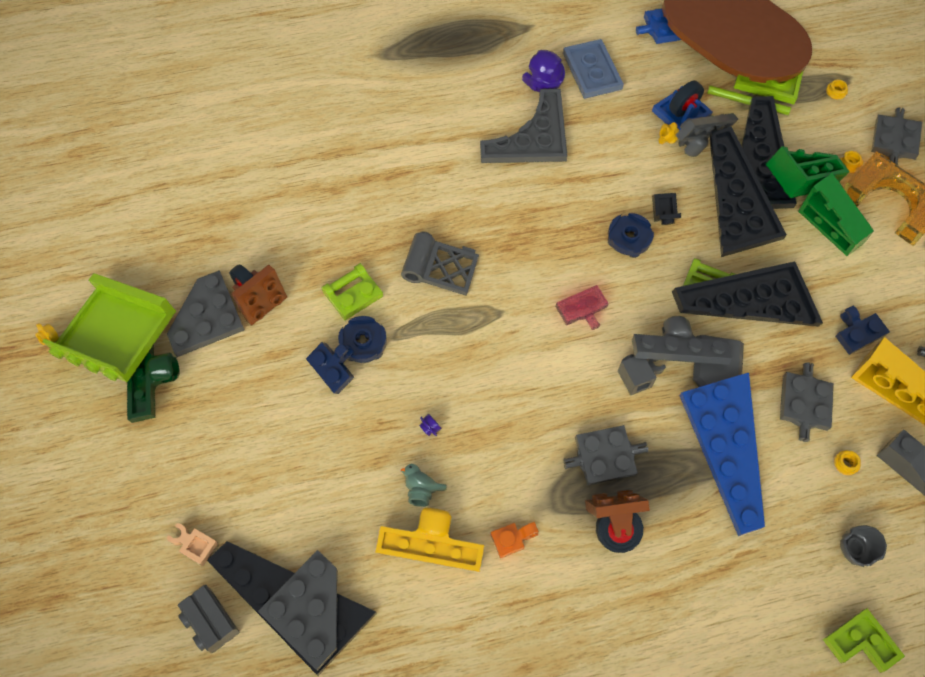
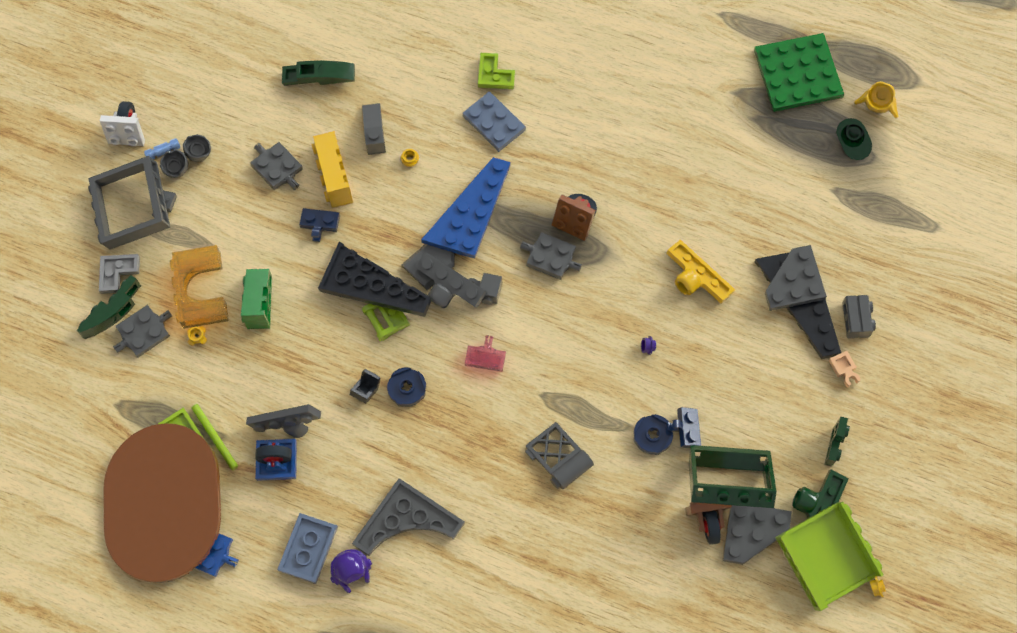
camera: 140 degrees left, 5 degrees up
(158, 448) = (838, 435): none -> dark green plate
(267, 362) = (732, 459): none -> dark green window
(356, 297) = (636, 472): lime plate -> none
(420, 485) = (681, 311): sand green animal -> none
(509, 539) = (647, 248): orange plate -> none
(668, 133) = (305, 446): yellow plate -> none
(741, 203) = (312, 350): black wing -> none
(760, 143) = (264, 372): black wing -> none
(801, 171) = (248, 335): green wedge -> none
(805, 577) = (494, 121): none -> sand blue plate
(806, 401) = (398, 205): dark grey plate -> none
(837, 89) = (141, 392): yellow plate -> none
(863, 545) = (449, 111): dark grey hair -> none

